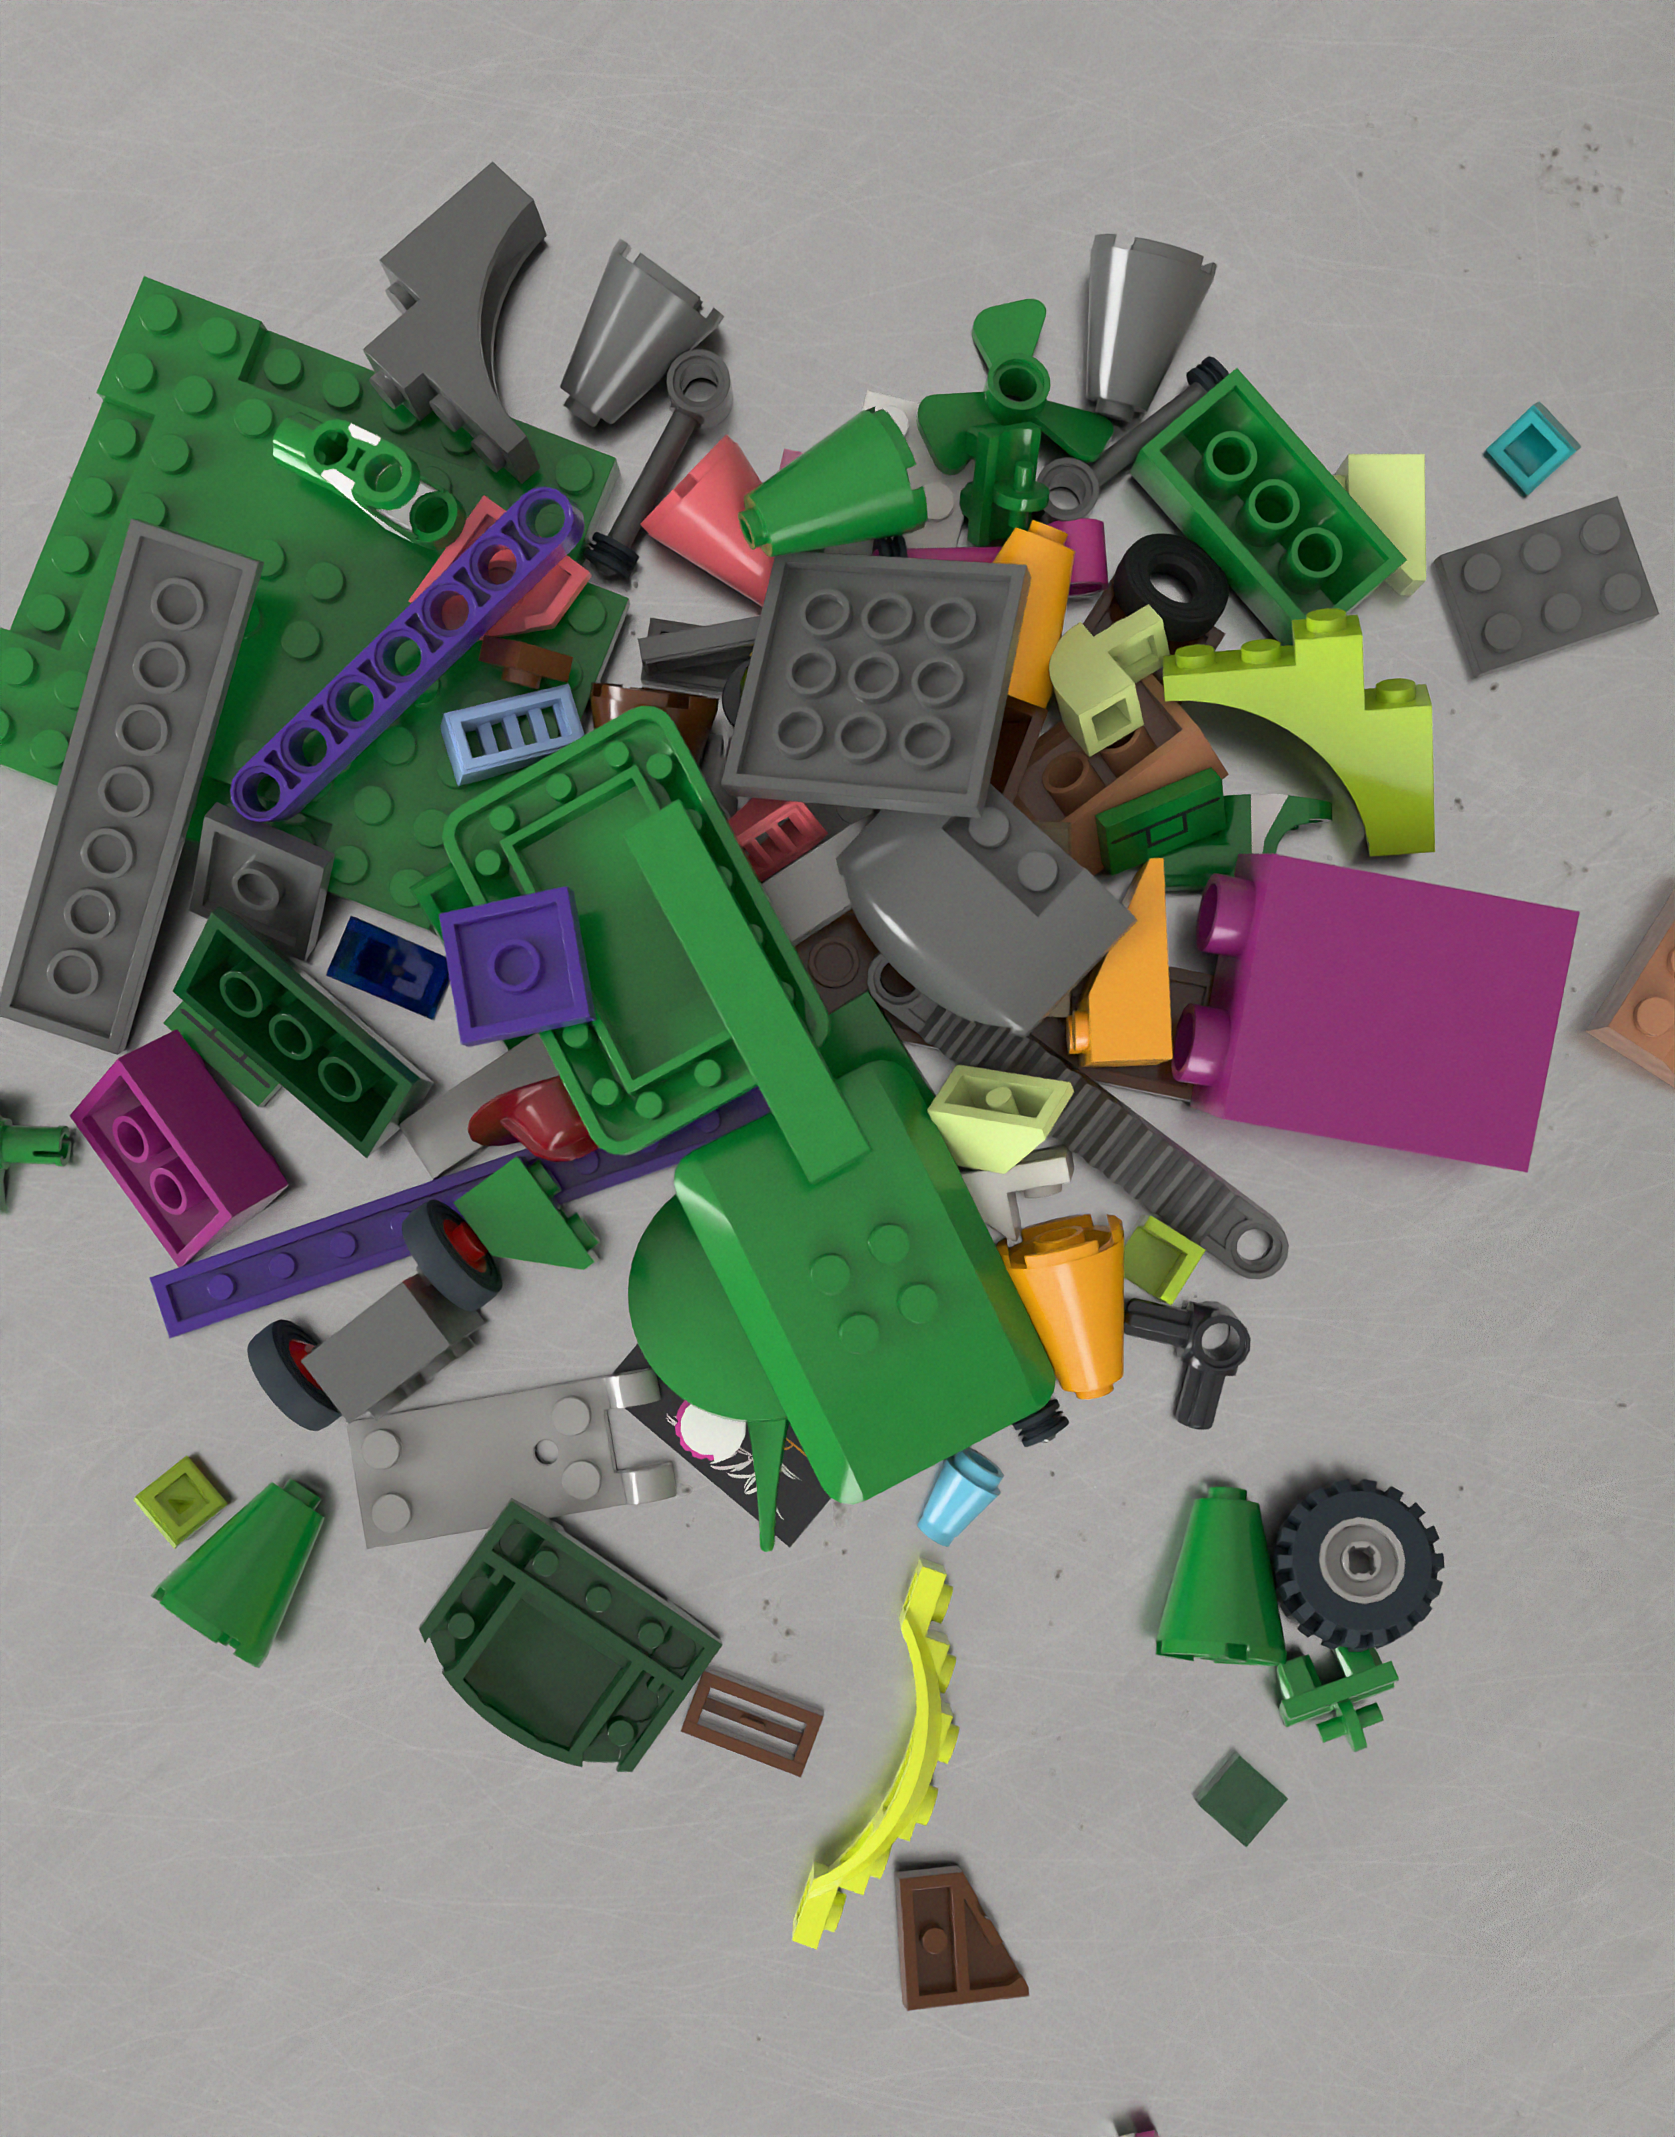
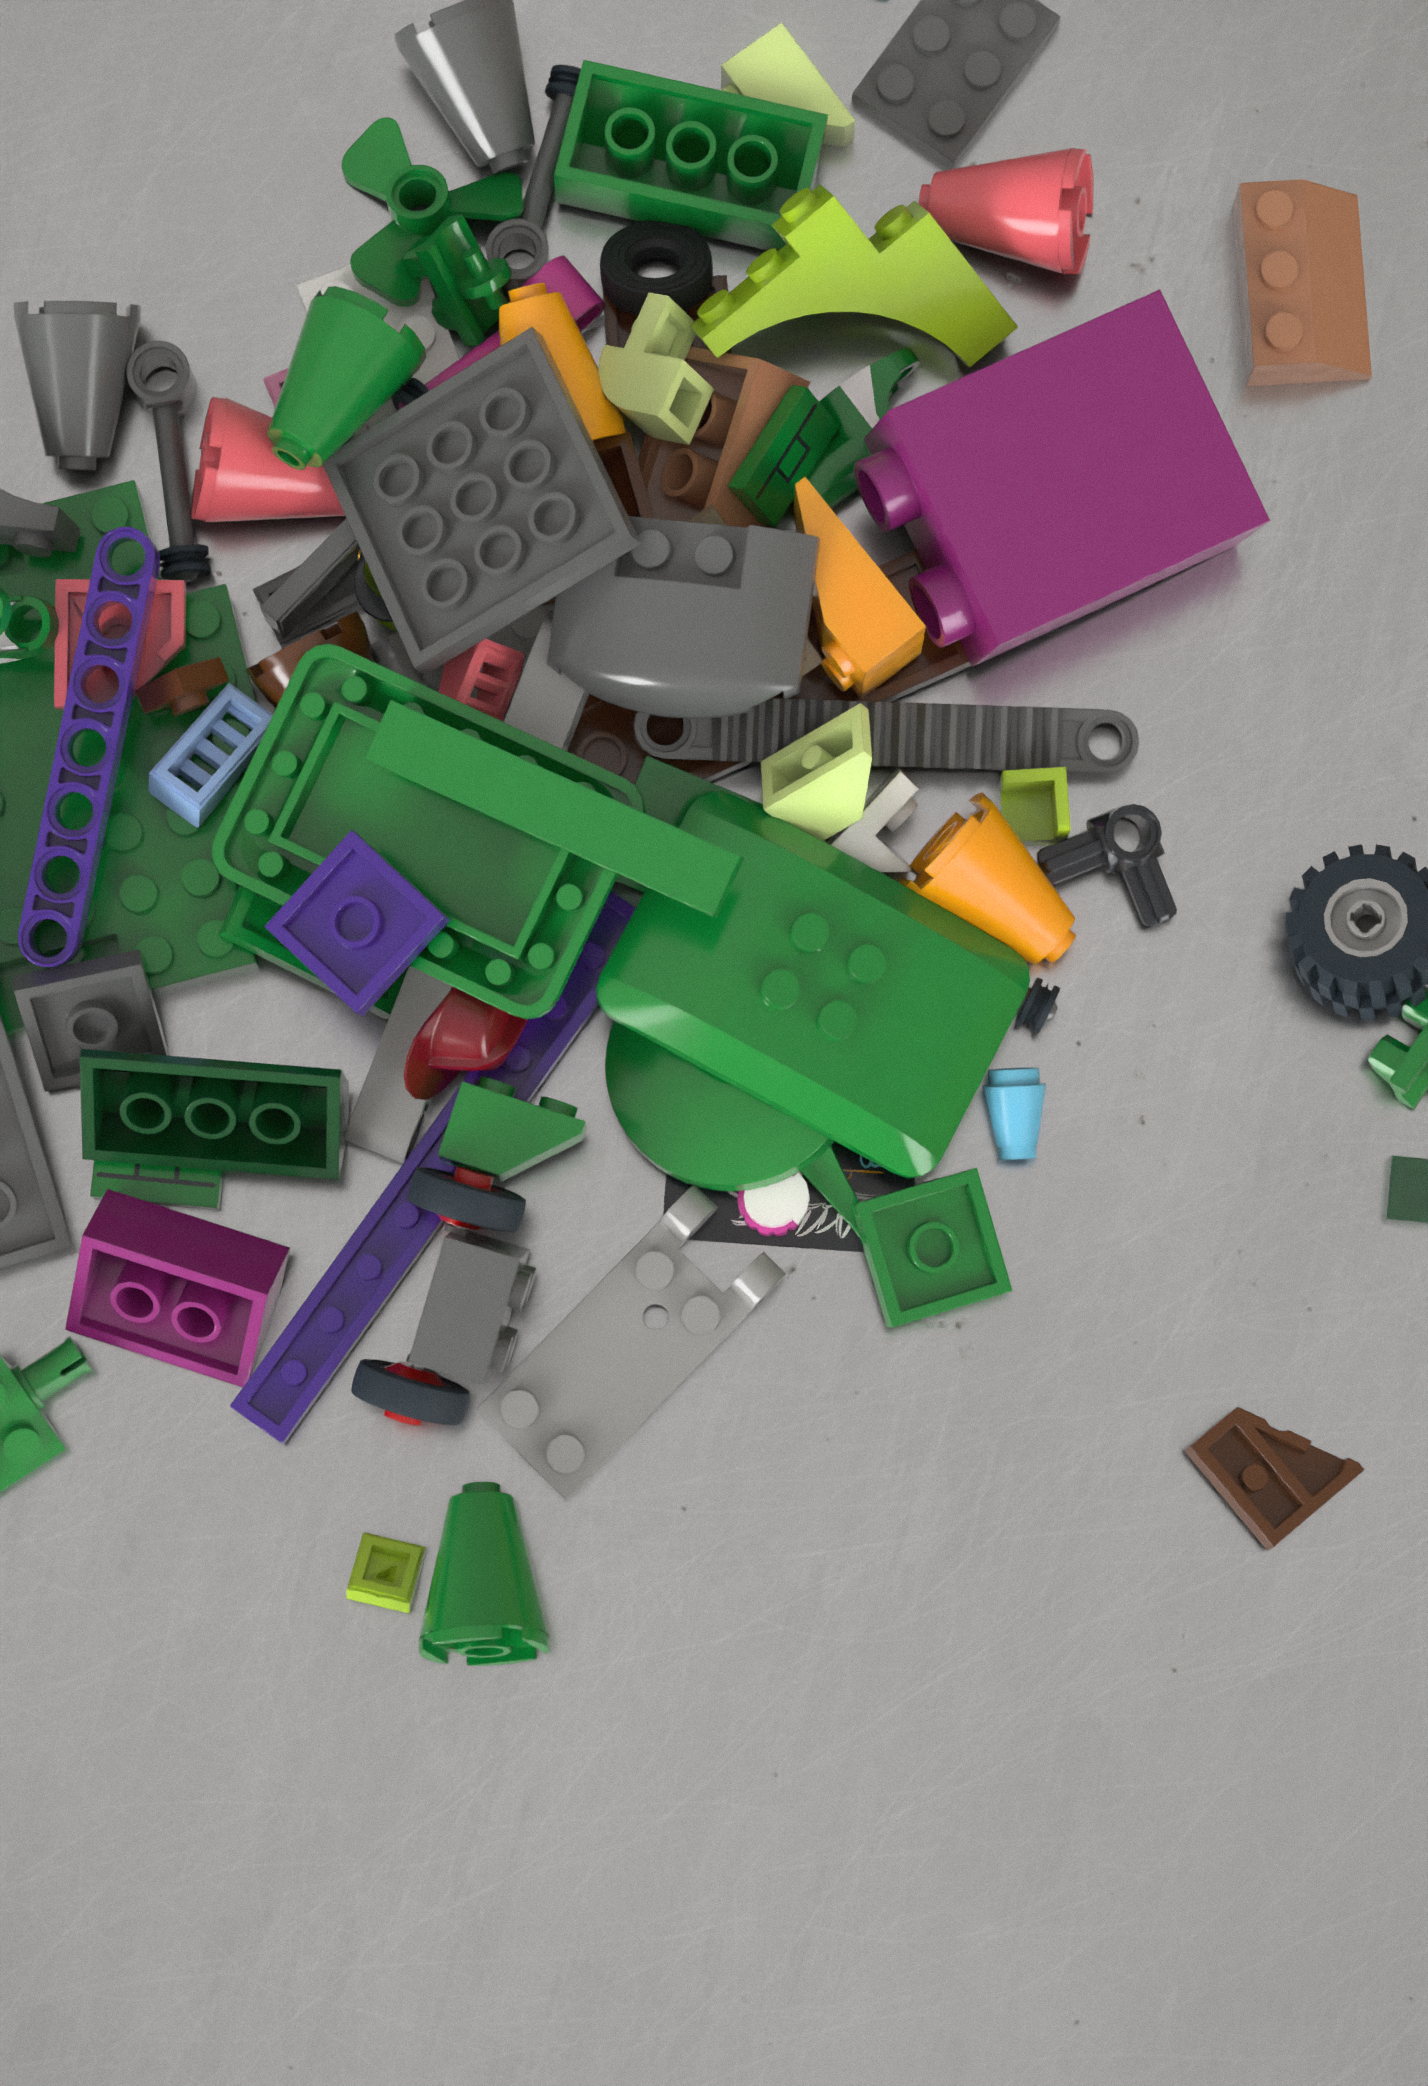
camera: 30 degrees left, 5 degrees down
(389, 967) = (246, 1017): clear blue slope -> none
(564, 1644) = (783, 1456): dark green slope -> none
(745, 1746) = (1034, 1400): reddish brown tile -> none
(808, 1561) = (931, 1247): none -> green plate
(911, 1794) = (1152, 1377): neon yellow piece -> none
(1223, 1588) = (1280, 1030): green cone -> none
(1508, 750) = (1019, 207): none -> coral cone

